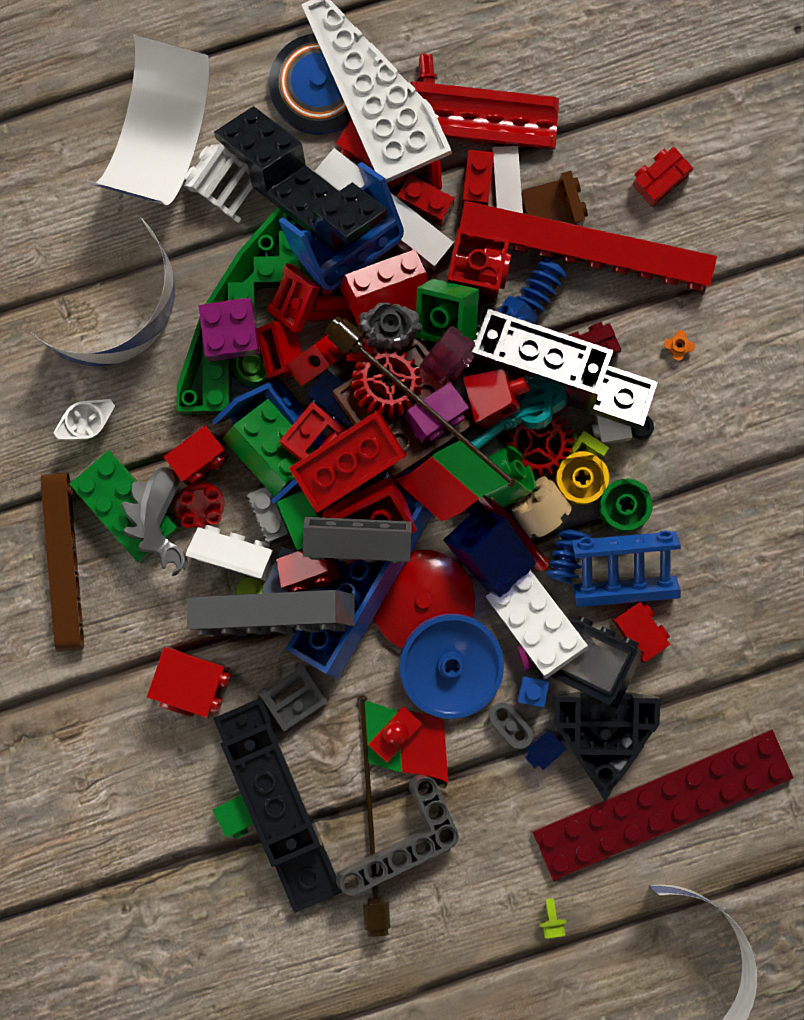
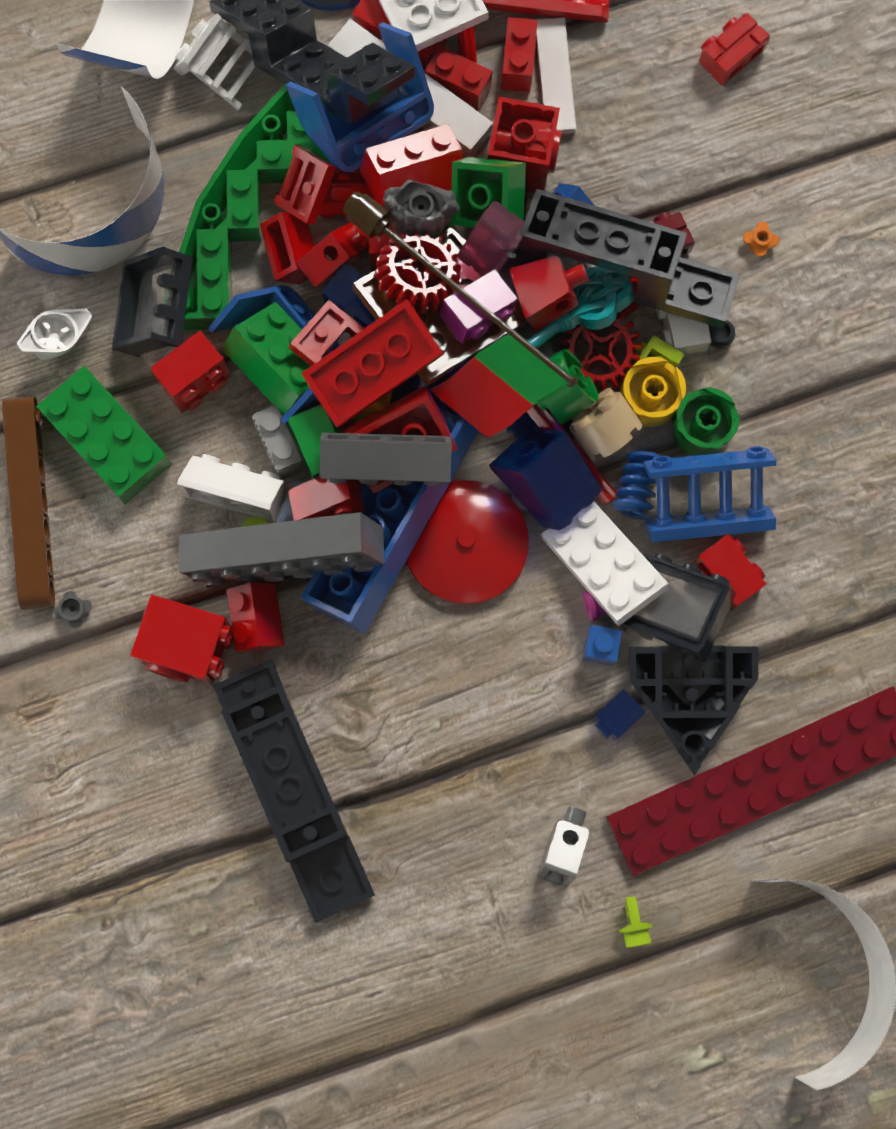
camera: 10 degrees left, 5 degrees down
(91, 652) = (71, 600): none -> dark grey plate
(151, 505) = (130, 437): dark grey animal -> none
(165, 396) = (152, 302): none -> black window
(199, 505) = (194, 431): red dish -> none
(229, 329) = (228, 219): magenta brick -> none
(233, 817) = (239, 805): green brick -> none
(248, 663) = (255, 617): none -> red piece
(249, 370) = (248, 264): bright green hat -> none
(298, 704) = (315, 668): dark grey plate -> none
(395, 734) = (435, 700): red tile -> none
(406, 846) = (453, 837): dark grey beam -> none
(420, 755) = (444, 713): flag -> none
(451, 666) = (502, 615): blue dish -> none
(495, 869) = (563, 860): none -> torso
(511, 725) = (574, 689): dark grey plate -> none
(542, 284) = (598, 169): blue piece -> none
(556, 200) = (610, 84): reddish brown bracket -> none
(591, 246) = (662, 126): red brick -> none

